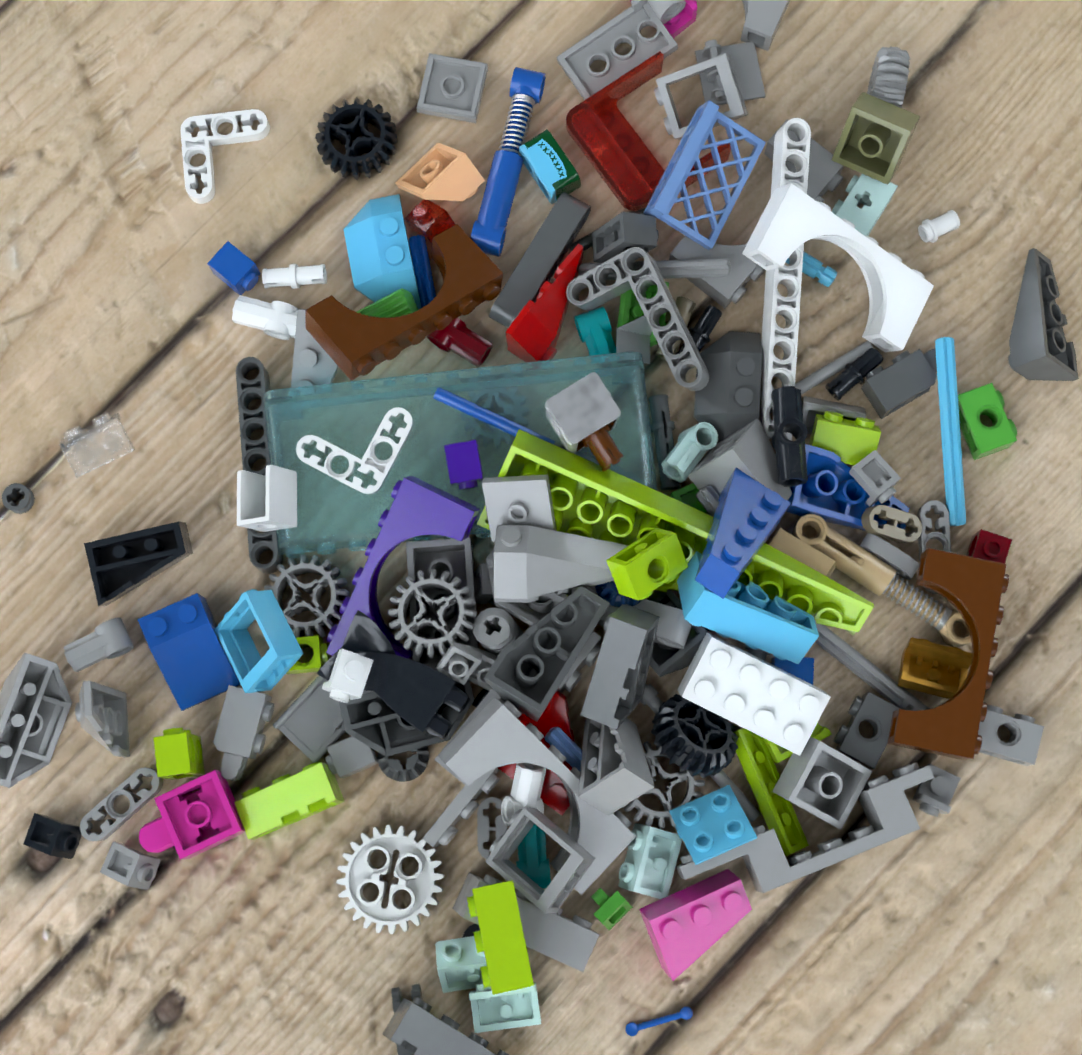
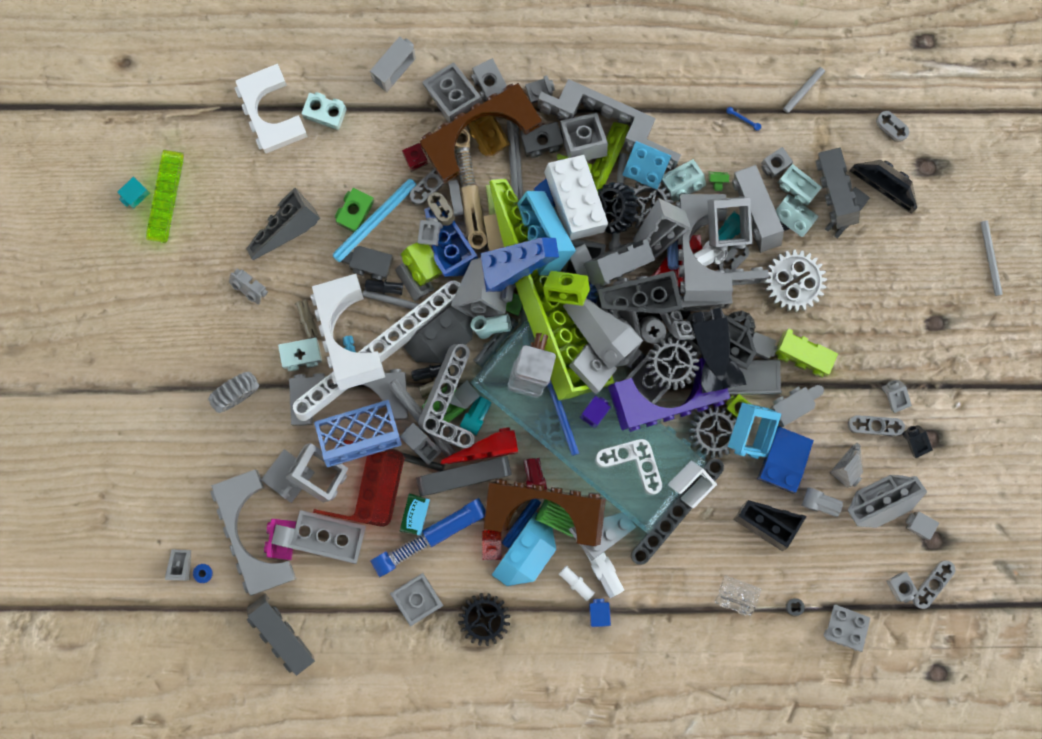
camera: 145 degrees left, 5 degrees up
(178, 754) = (833, 417): lime brick -> none
(194, 819) = (851, 387): dark pink brick -> none
(203, 145) = (554, 691): white beam -> none
(348, 676) = (734, 370): white bracket -> none
(442, 176) = (467, 561): light nougat slope -> none
(500, 937) = (777, 205): lime wedge -> none
(556, 1019) = (782, 157): none -> light grey brick
(694, 919) = (691, 139): wedge -> none
(789, 454) = (438, 292): black piece -> none
(875, 138) = (267, 371): olive brick -> none
(909, 255) = (307, 319): none -> dark tan pin
(934, 228) = (277, 311): white pin -> none
(1015, 219) = (240, 281): none -> light grey hinge
(1033, 675) = (452, 92): none -> light grey slope

